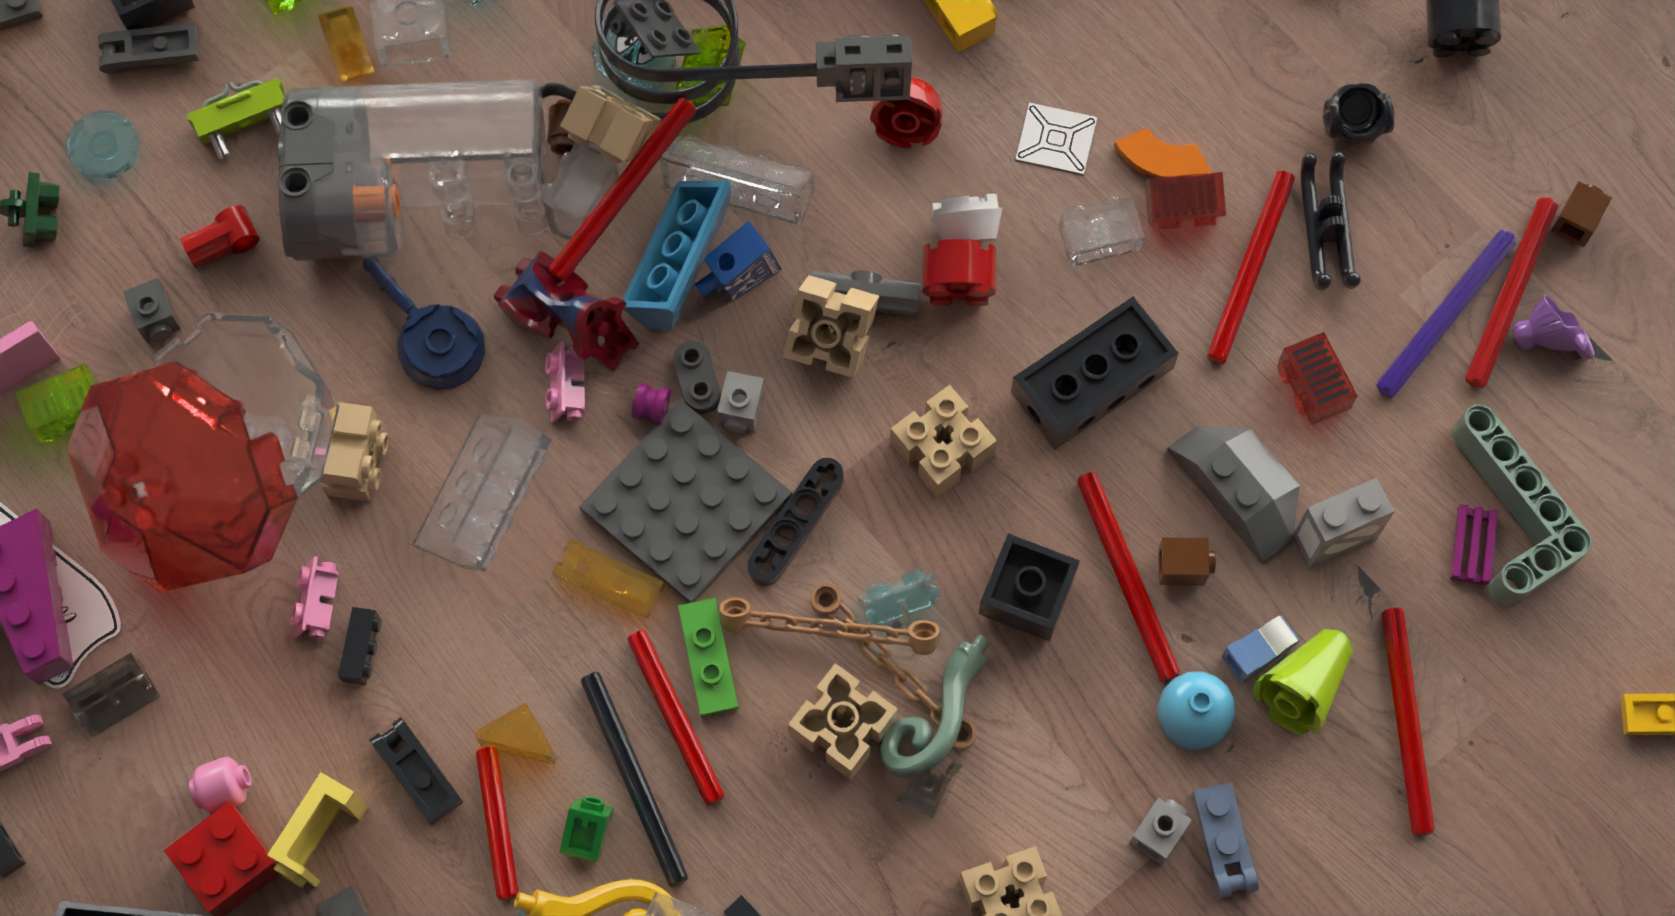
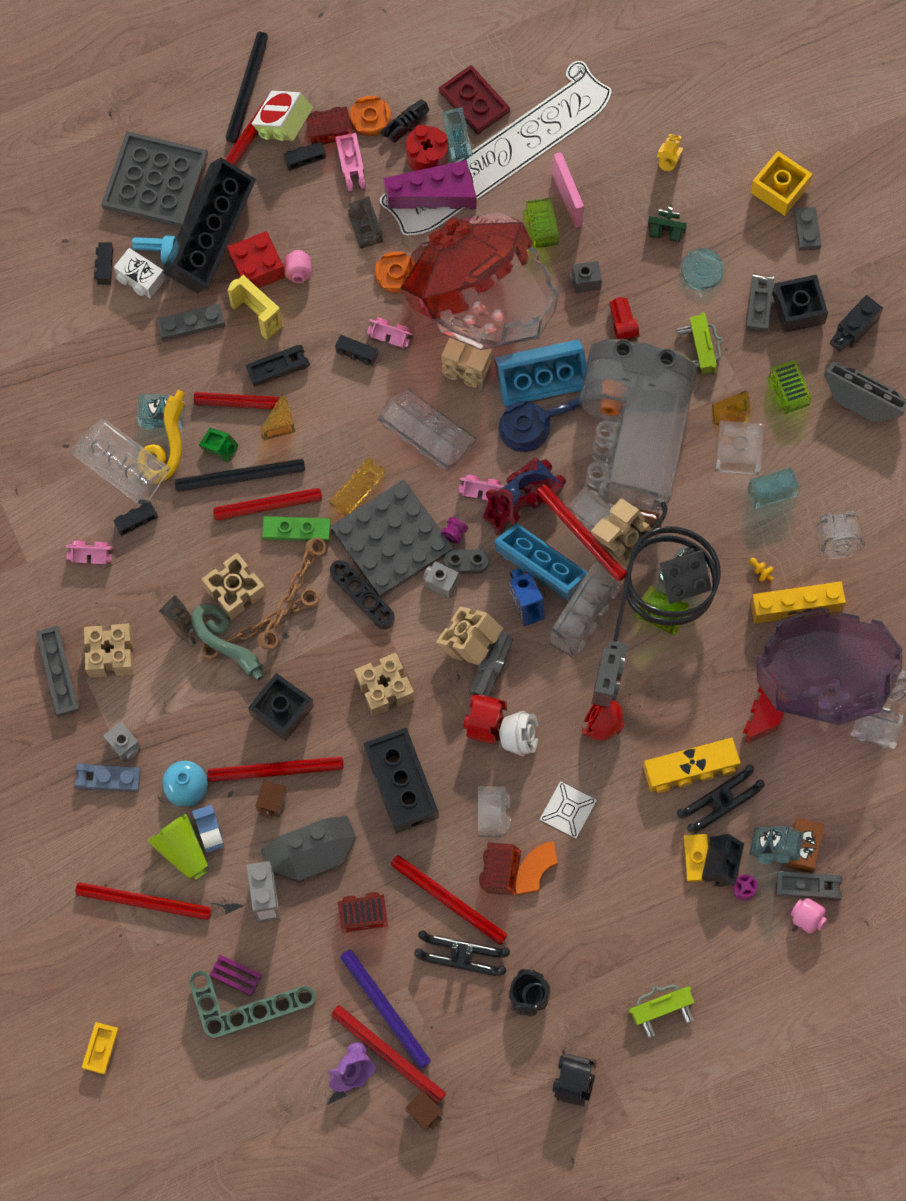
camera: 105 degrees right, 0 degrees up
(196, 622) = (391, 271): none -> orange tile
(340, 334) = (541, 372): none -> dark azure slope
(913, 589) = (300, 628): clear light blue hinge -> none

